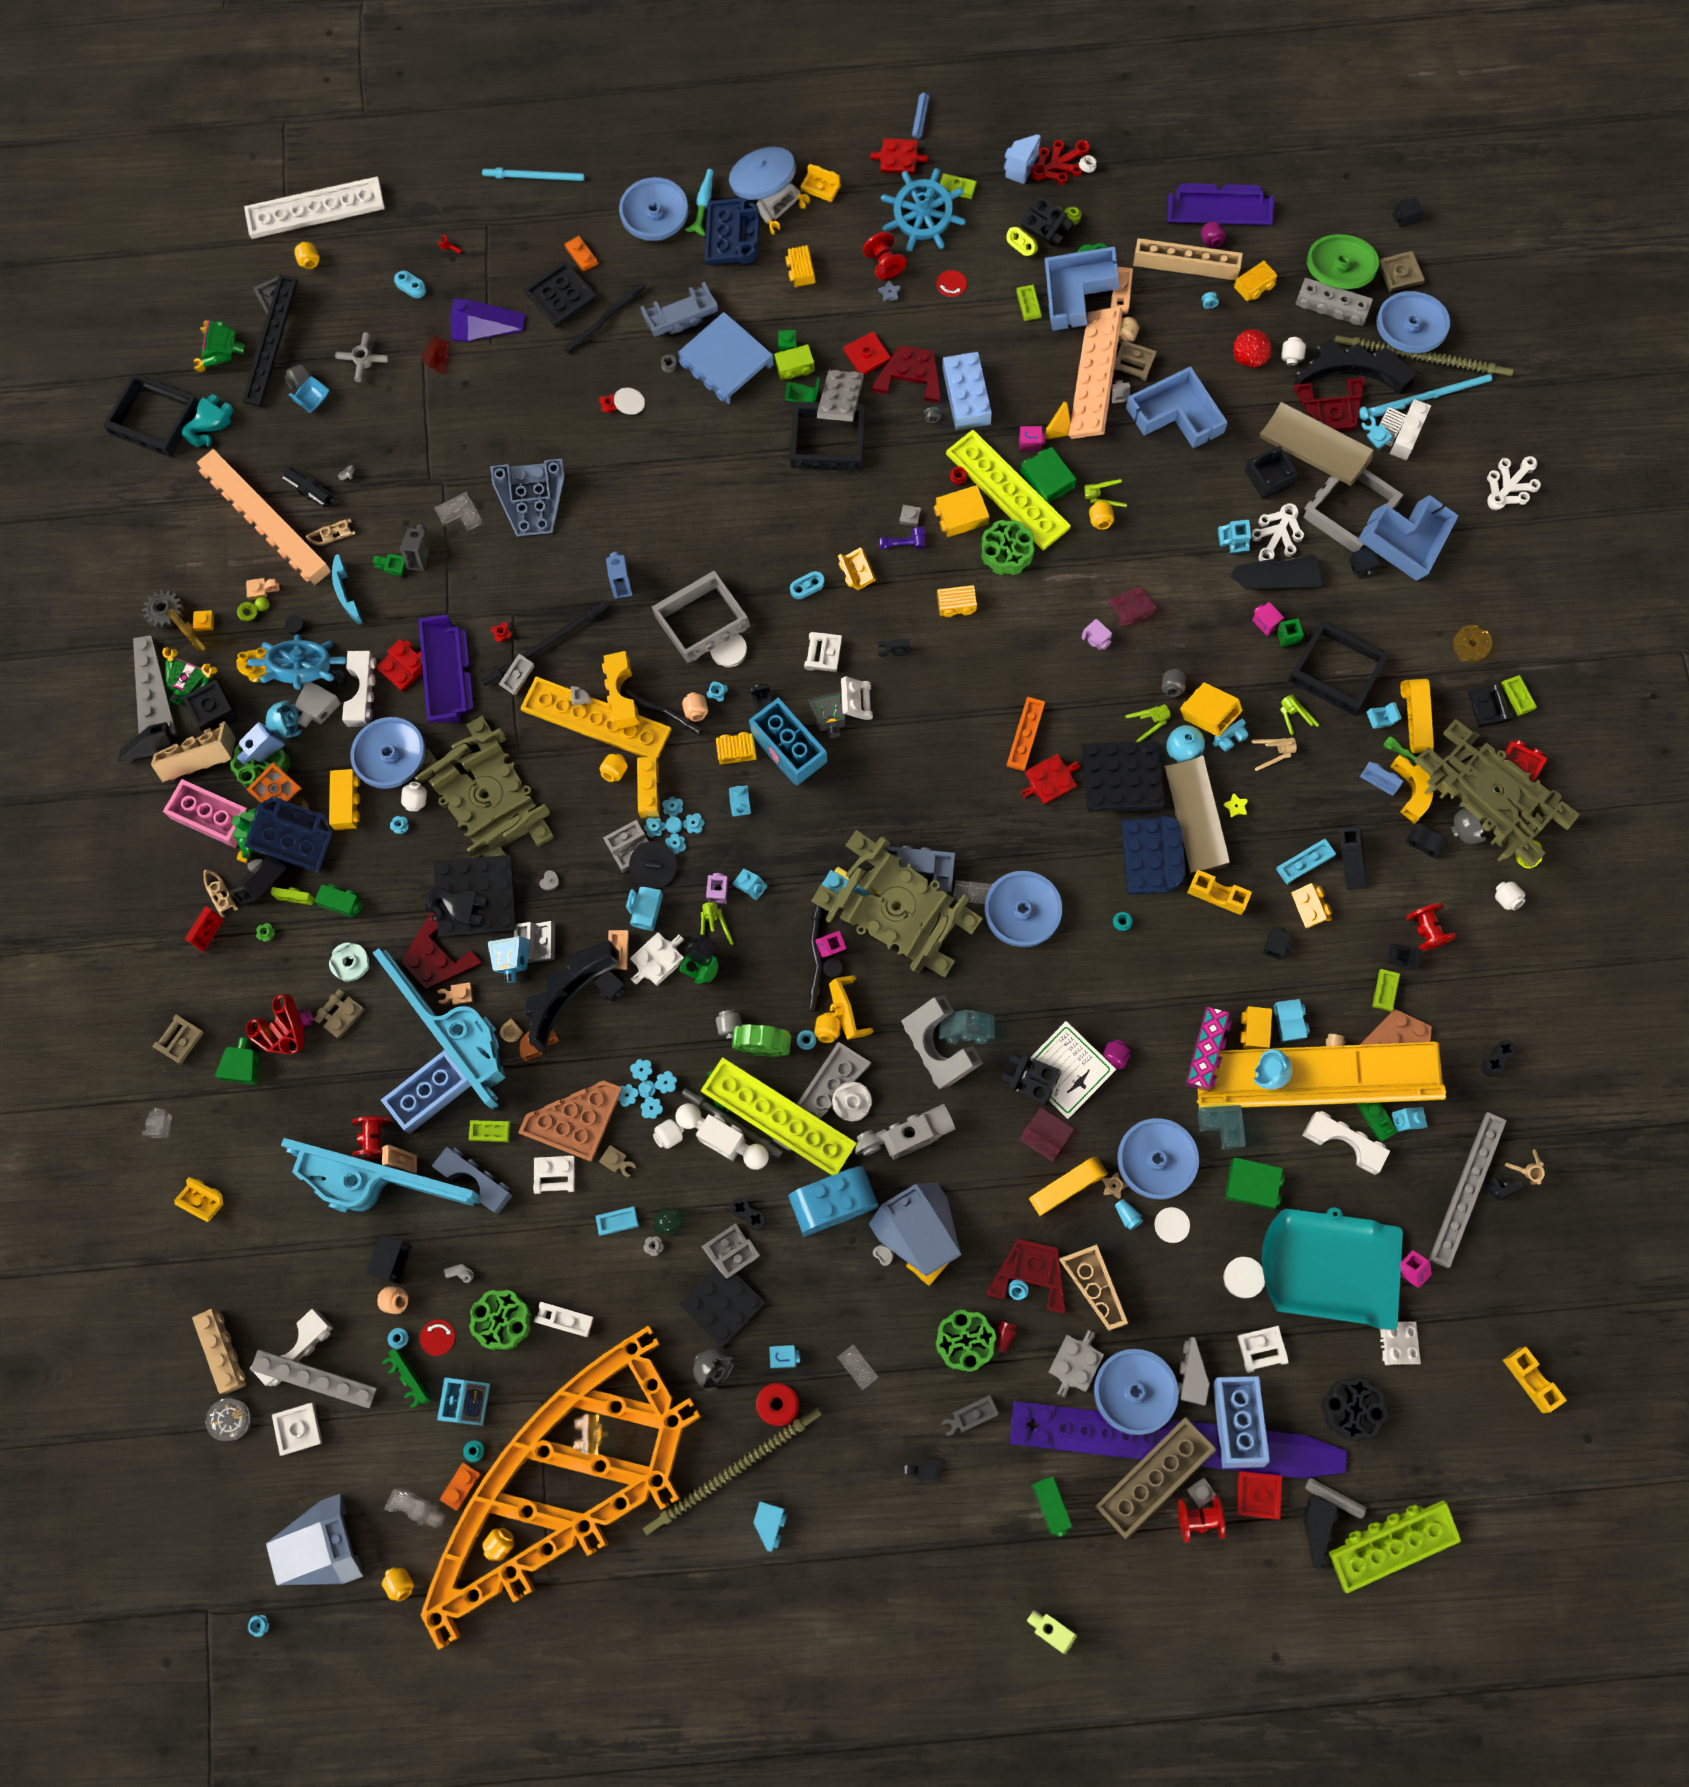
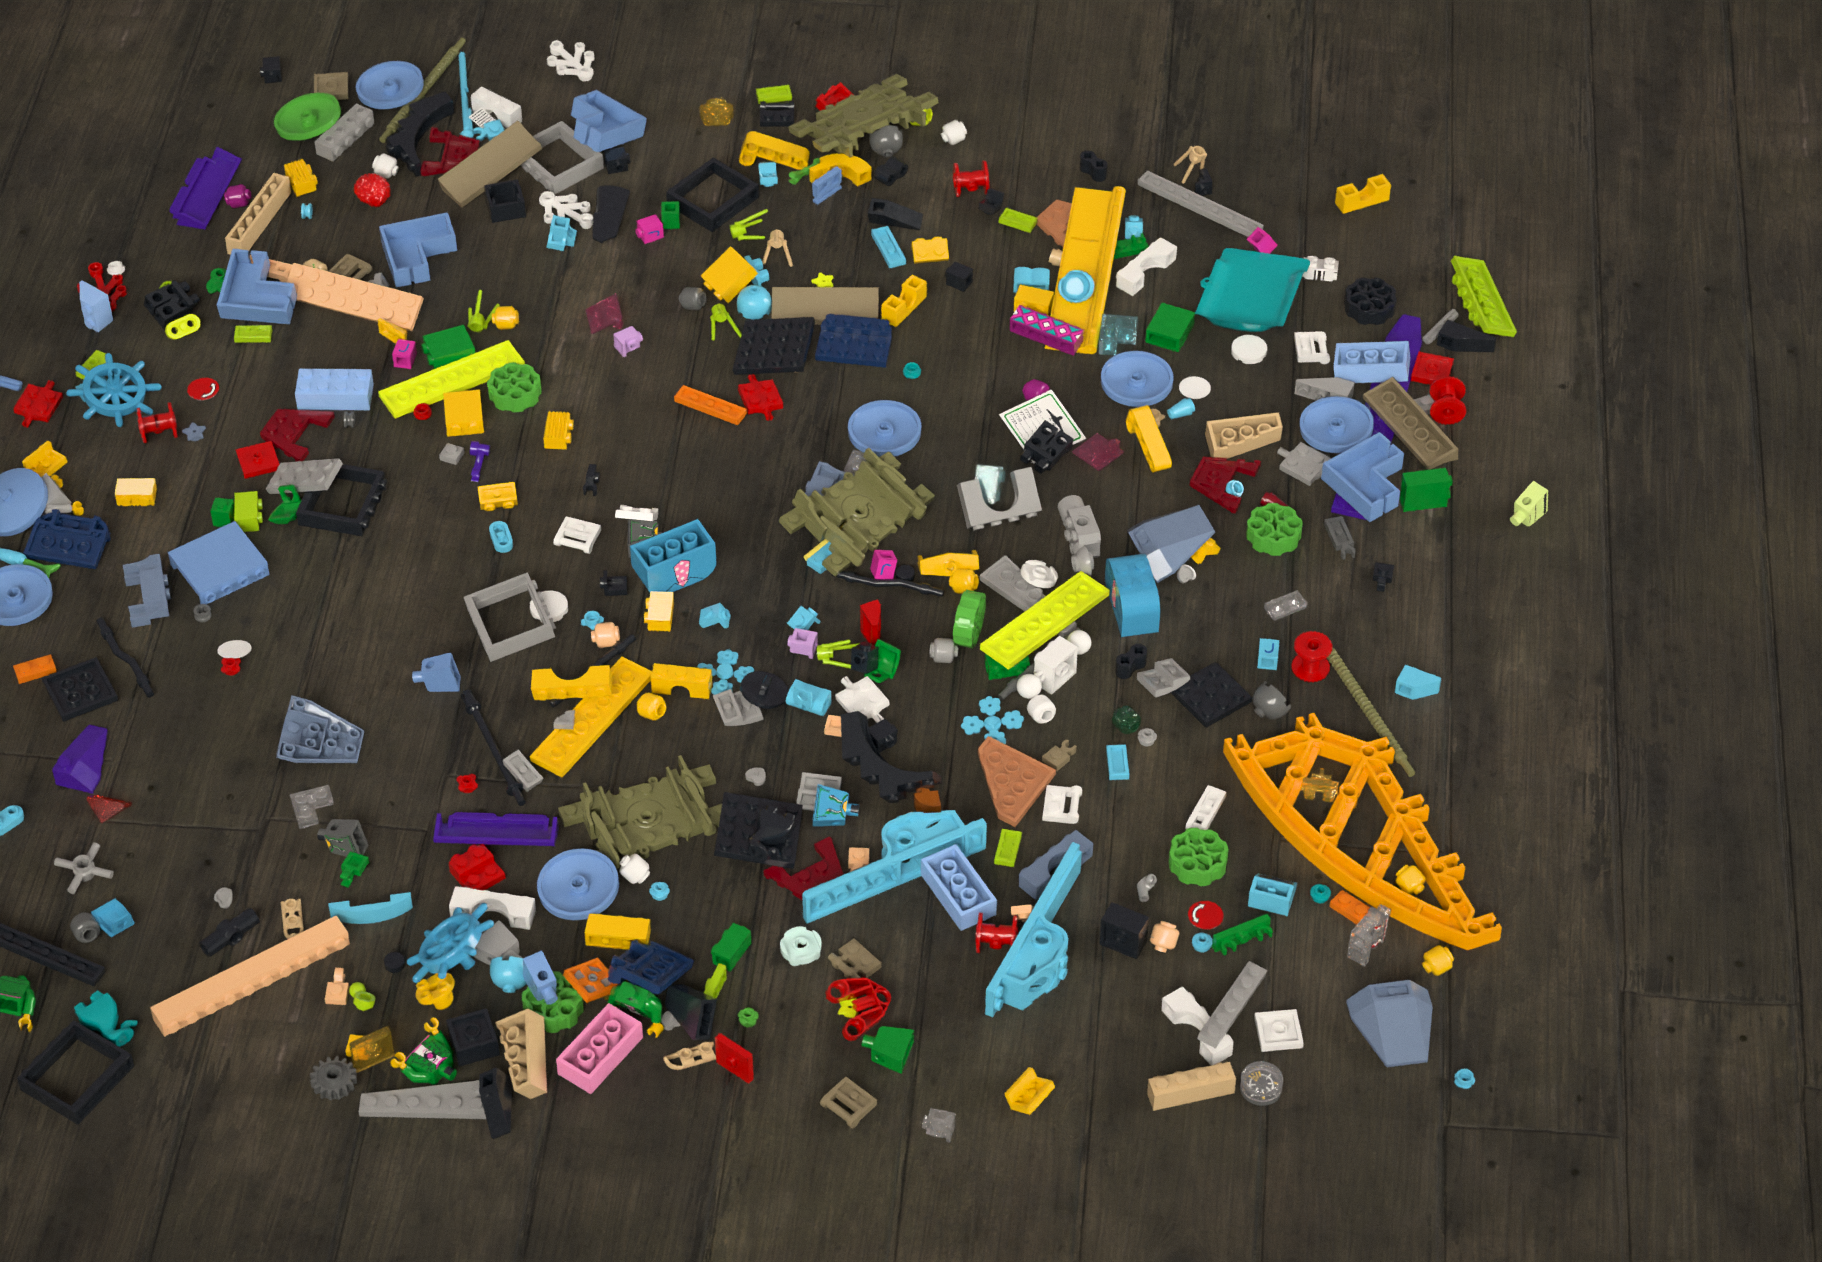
camera: 85 degrees left, 25 degrees down
(744, 948) = (870, 621): none -> red tile
(1054, 1423) = (1362, 473): none -> medium blue piece

